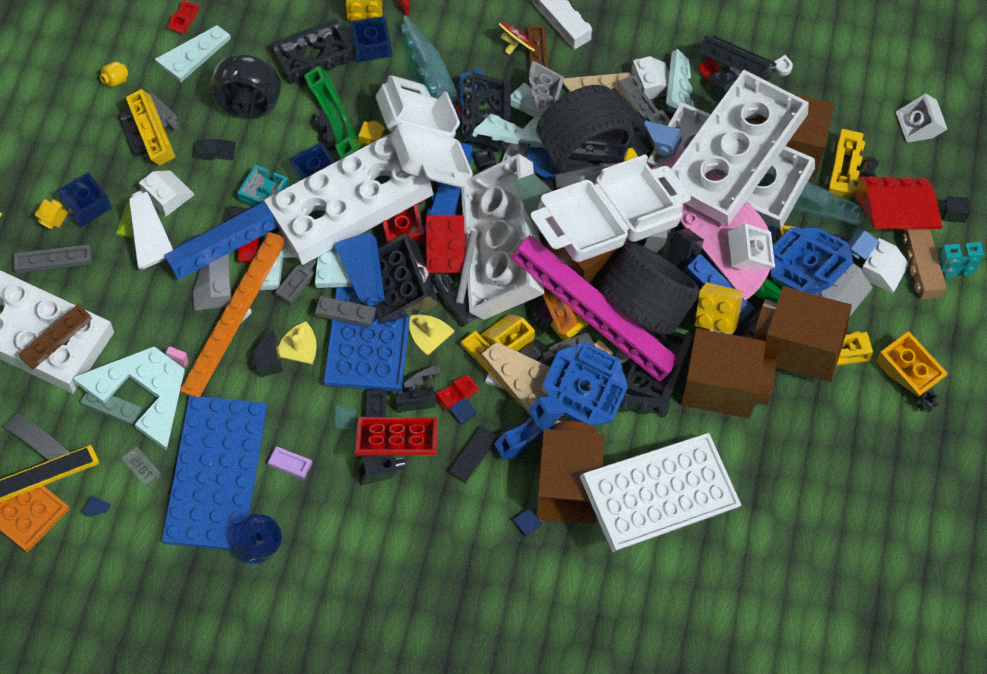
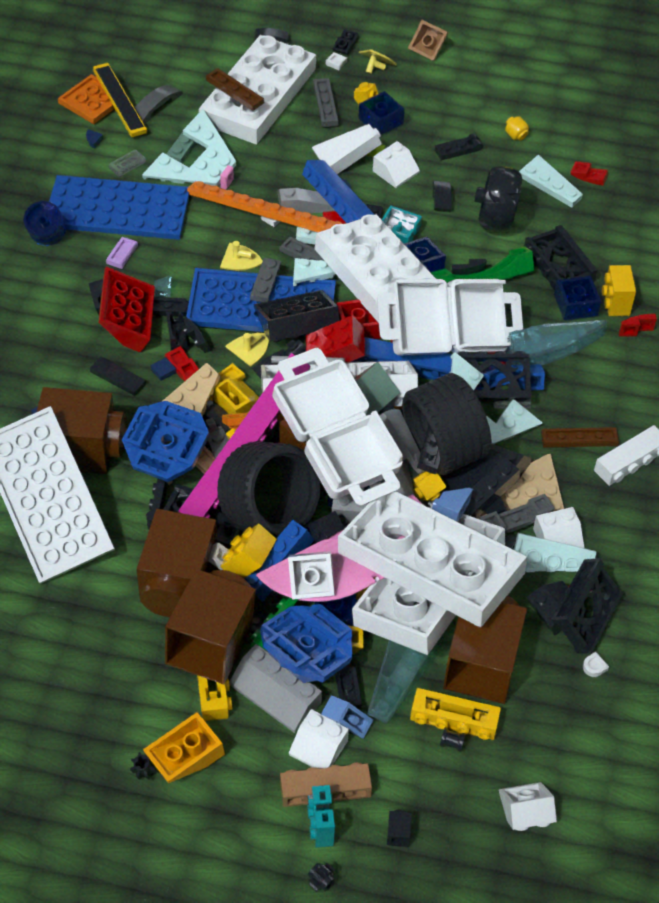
camera: 90 degrees right, 10 degrees down
(150, 127) = (457, 148): yellow brick -> none
(166, 116) = (481, 161): dark grey hinge -> none
(267, 356) = (225, 232): black slope -> none
(362, 265) = (305, 285): blue slope -> none
(517, 441) = (126, 396): blue arch -> none
(518, 37) = (595, 409): shield -> none
(544, 86) = (521, 424): light grey wedge -> none
(898, 202) = (393, 752): red slope -> none

